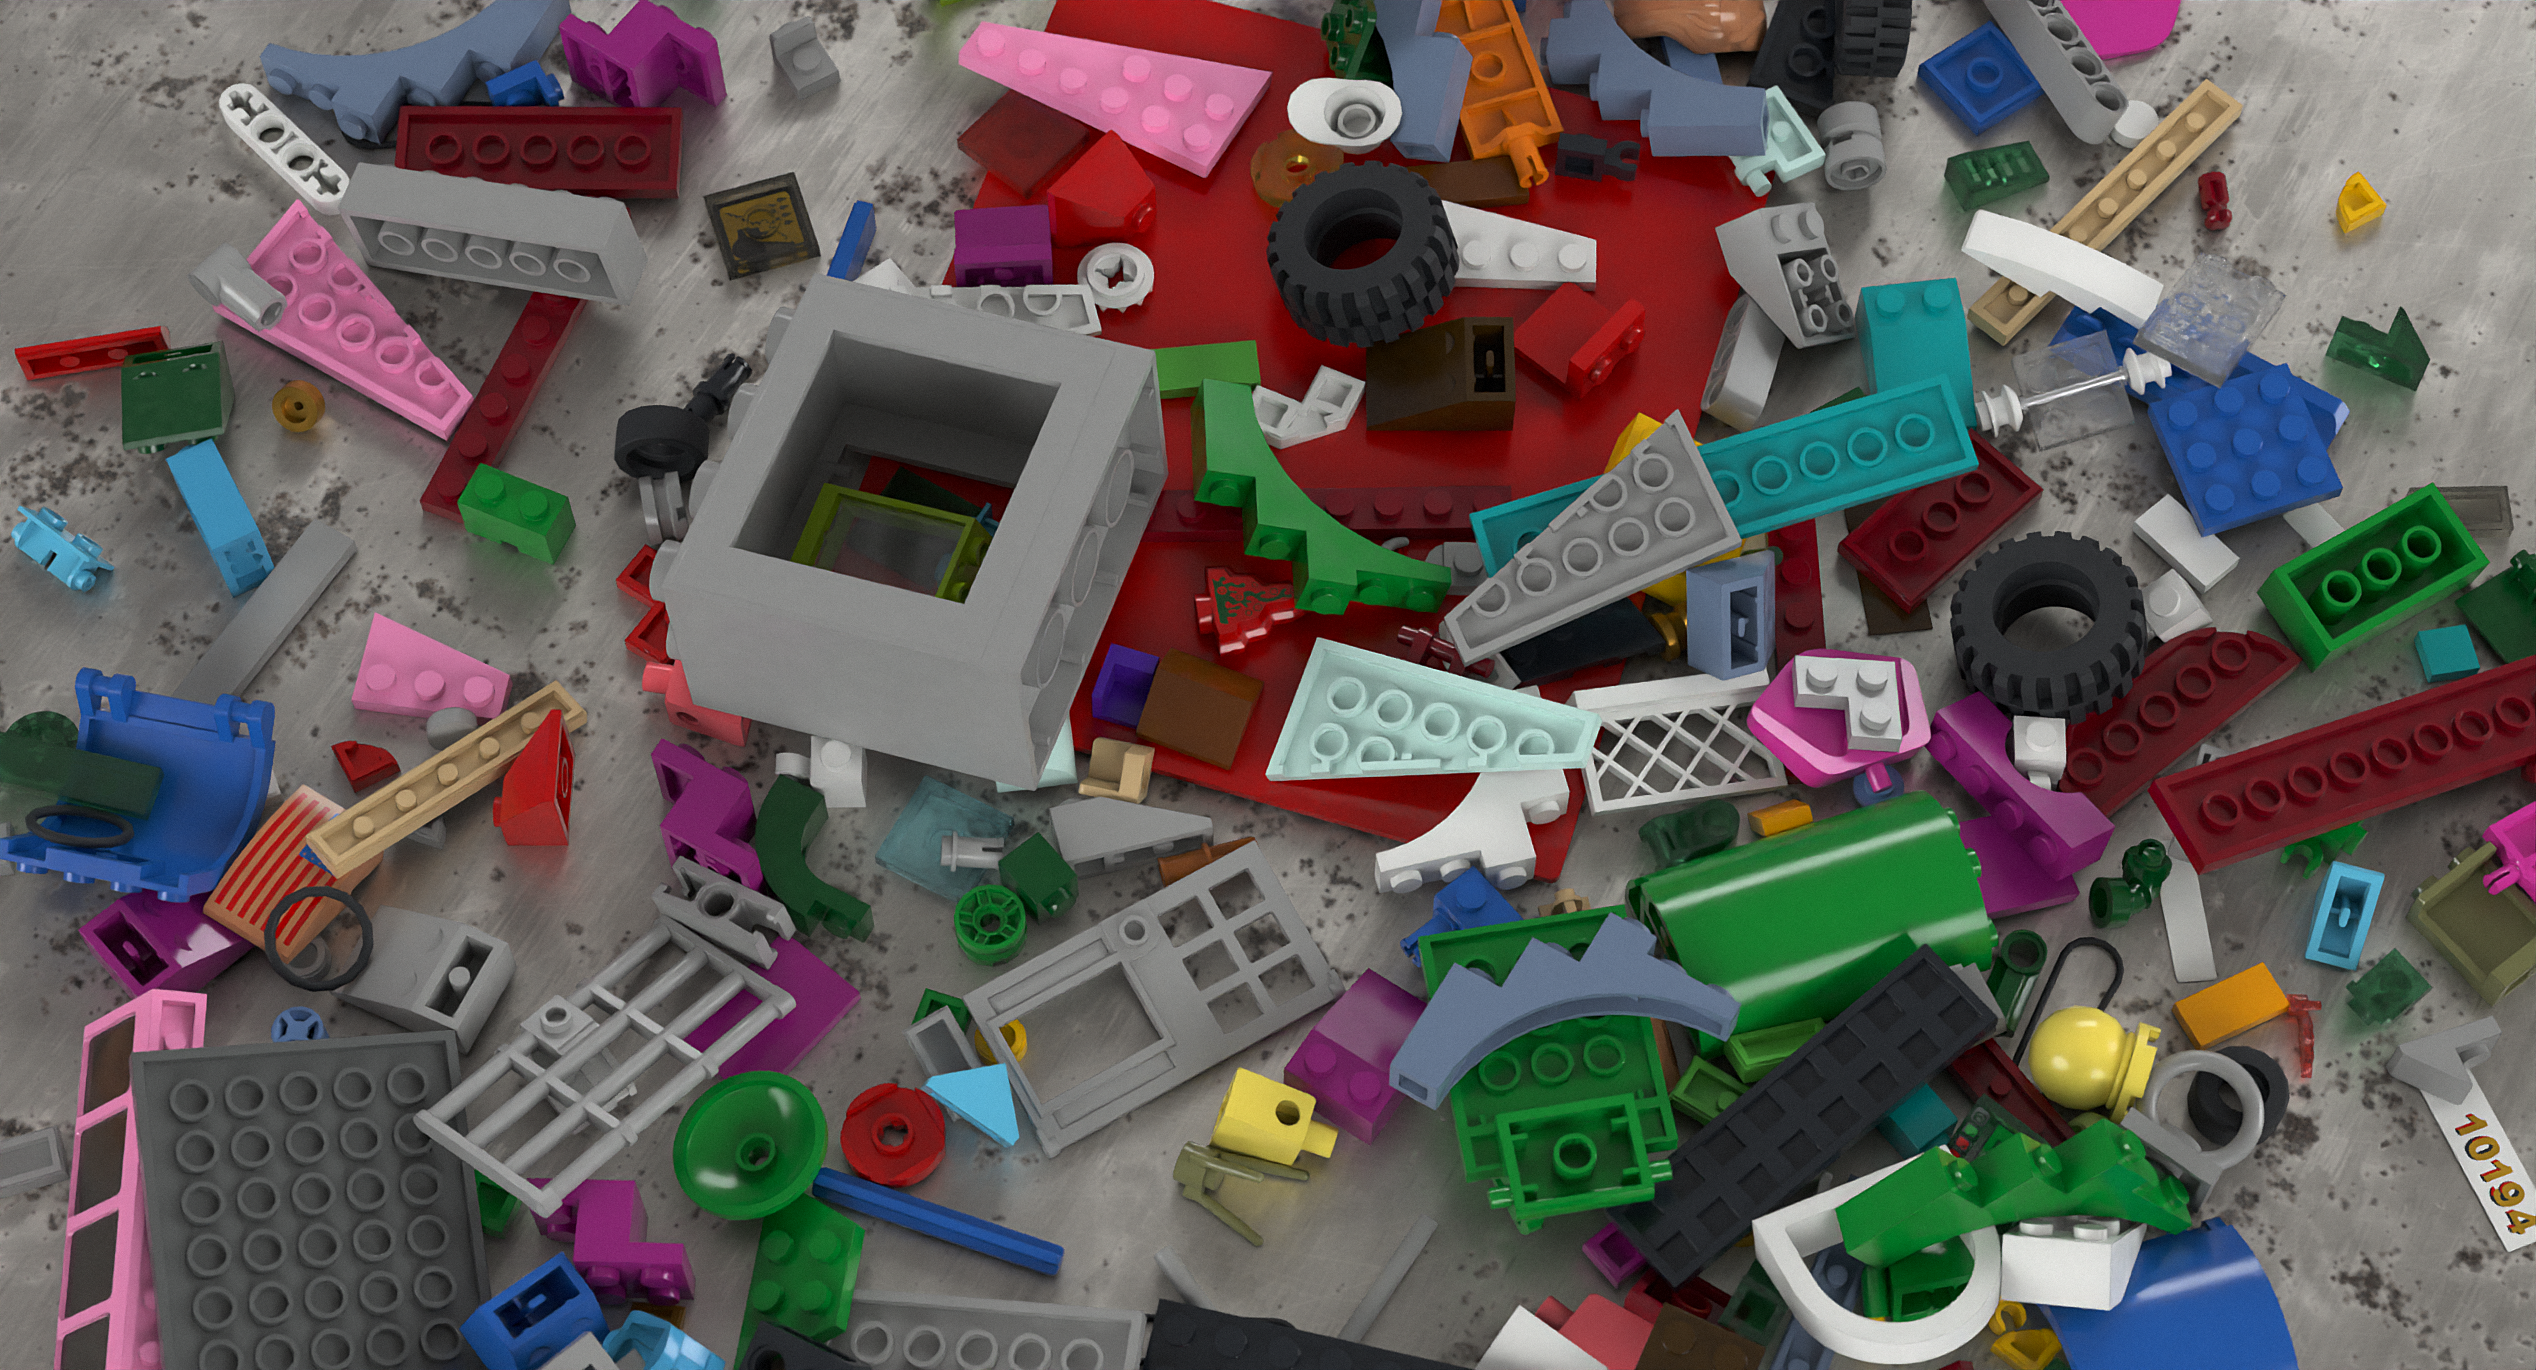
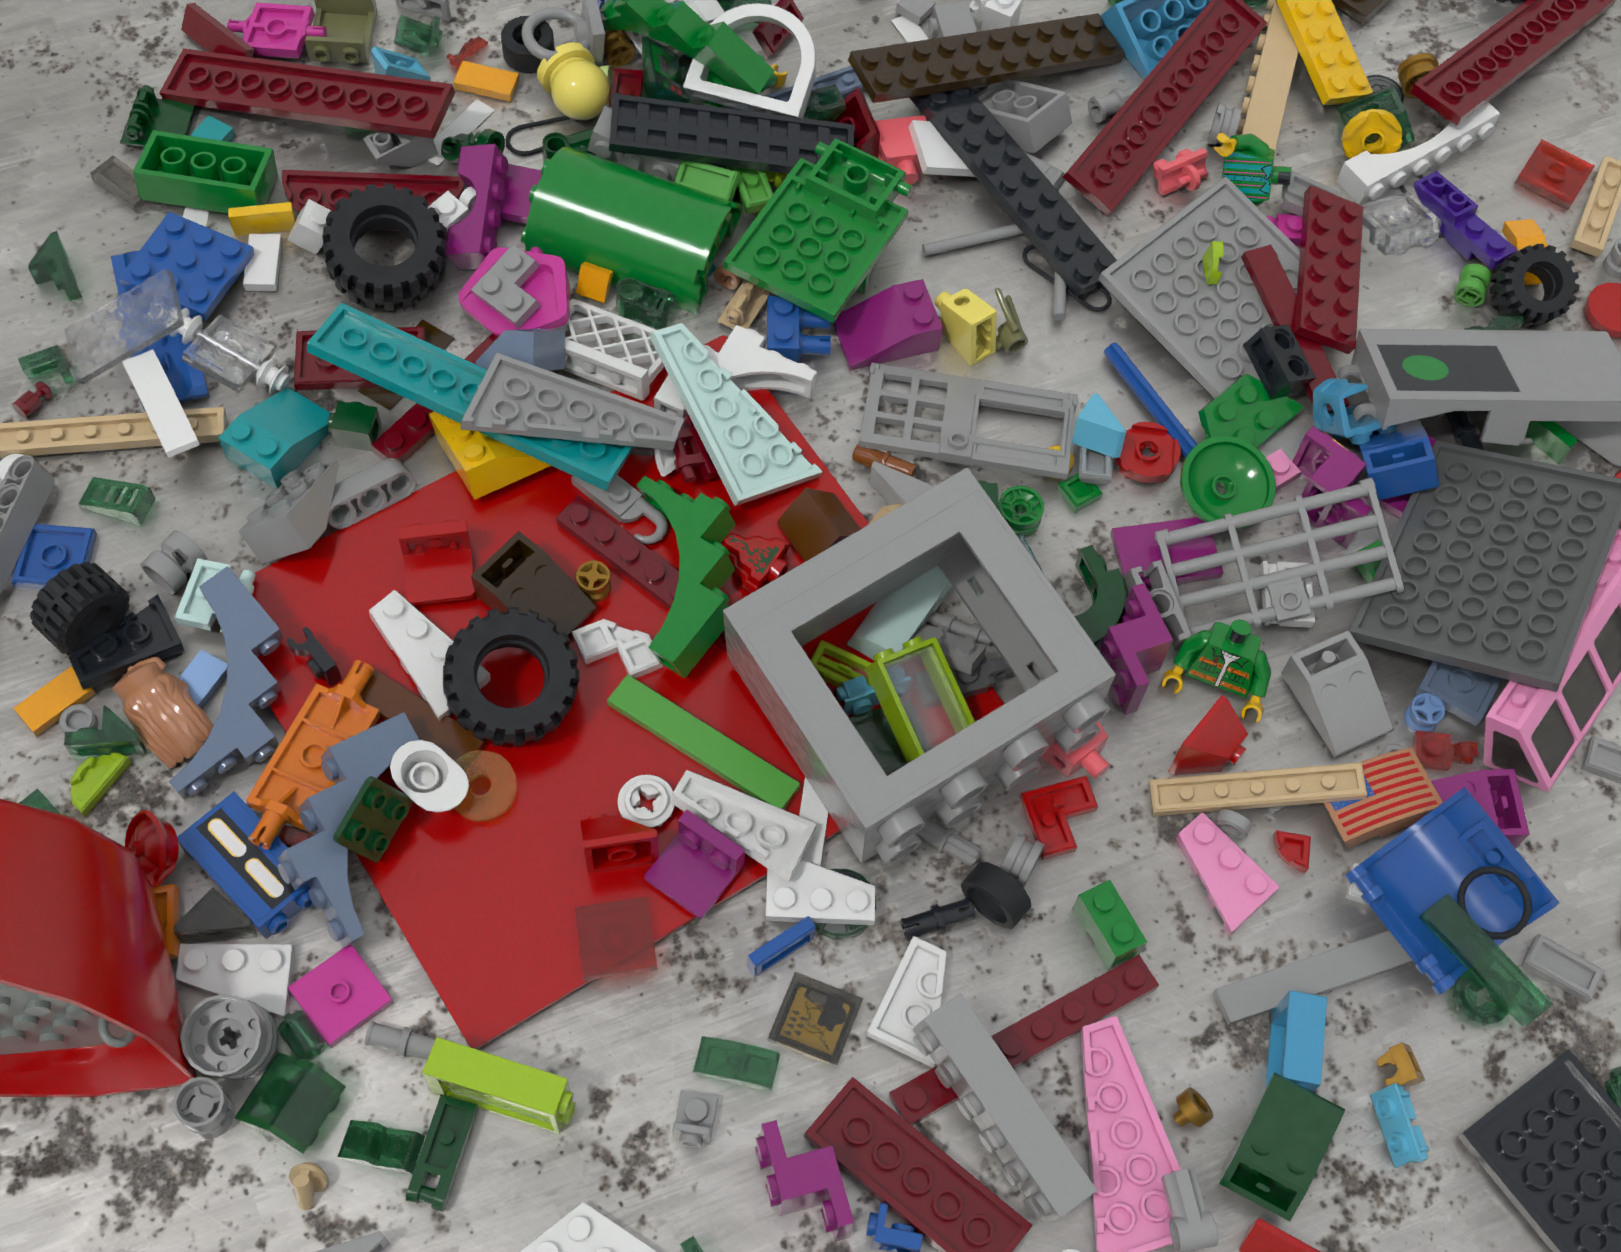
camera: 145 degrees left, 0 degrees up
(90, 605) = (1408, 1068): none -> pearl gold tile
(253, 1010) = (1437, 752): none -> clear red plate
(327, 985) = (1390, 763): black piece -> none
(588, 901) = (1225, 659): none -> green torso
(676, 307) = (910, 998): none -> white wing
(710, 1250) = (1283, 468): none -> bright pink plate
(797, 130) = (736, 1062): none -> clear green slope
(1151, 99) = (523, 903): bright pink wing -> none
(1399, 436) = (591, 573): none -> pearl gold wheel
(1547, 986) = (847, 250): sand blue arch -> none
(2246, 583) = (262, 218): none -> yellow tile
(2250, 242) = (46, 361): none -> clear green tile

